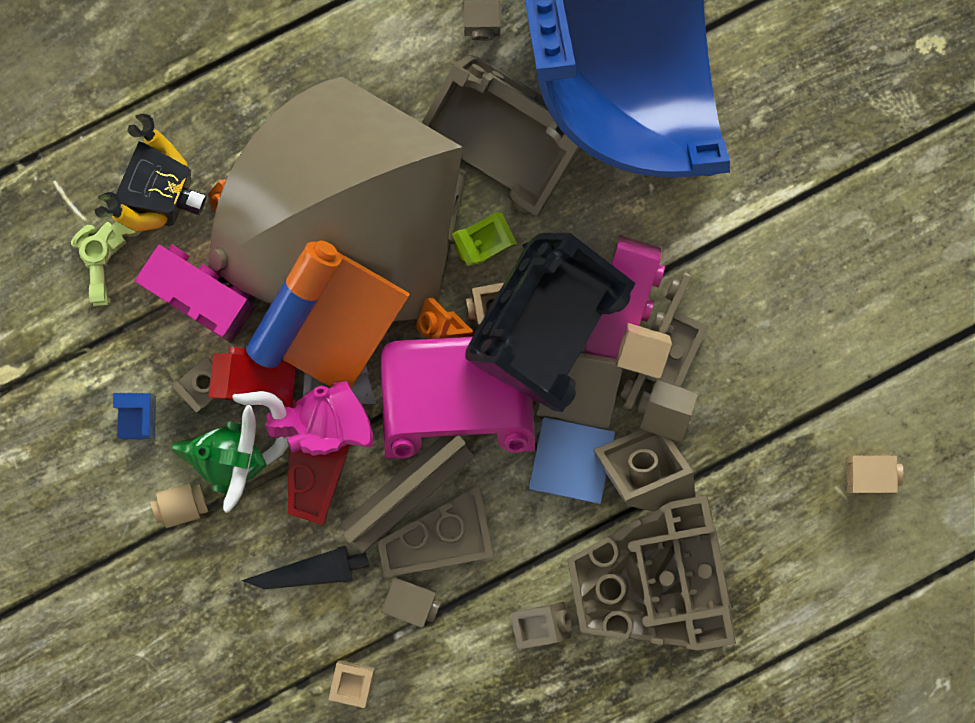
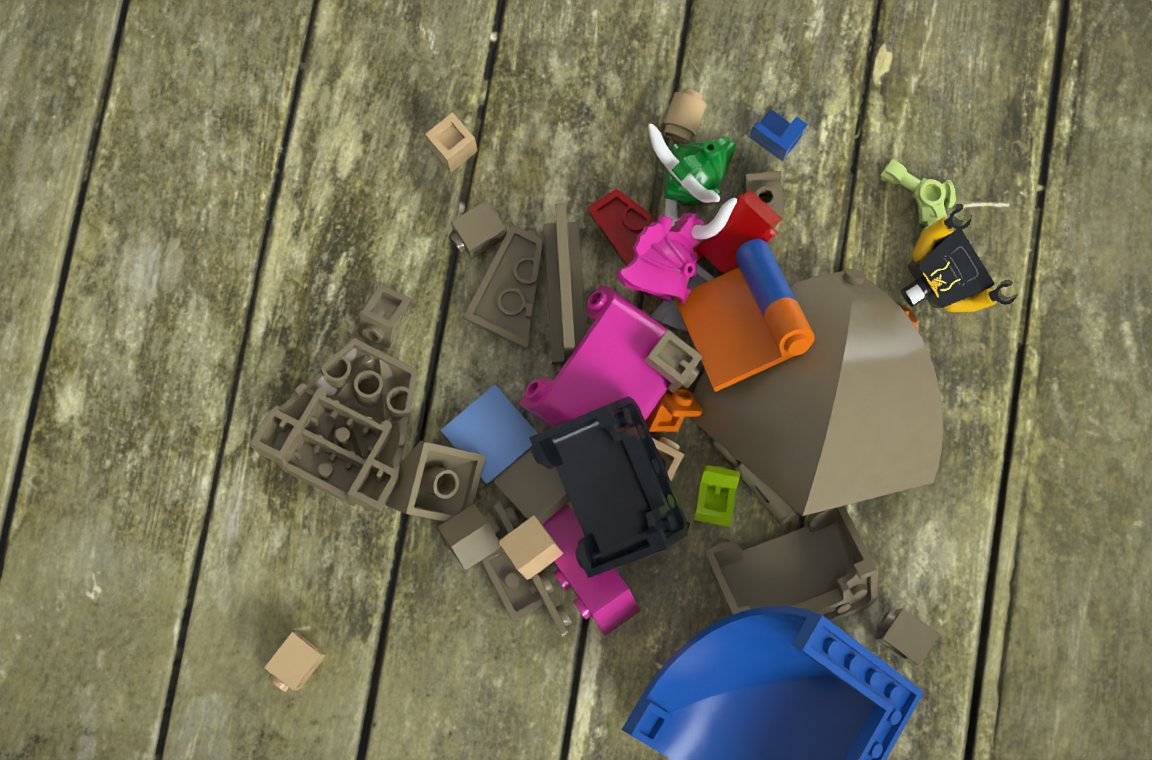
camera: 130 degrees right, 5 degrees down
(196, 292) = (840, 242): dark pink wedge -> none
(320, 569) = (558, 179): black bar -> none
(407, 346) = (674, 361): none -> dark tan bracket

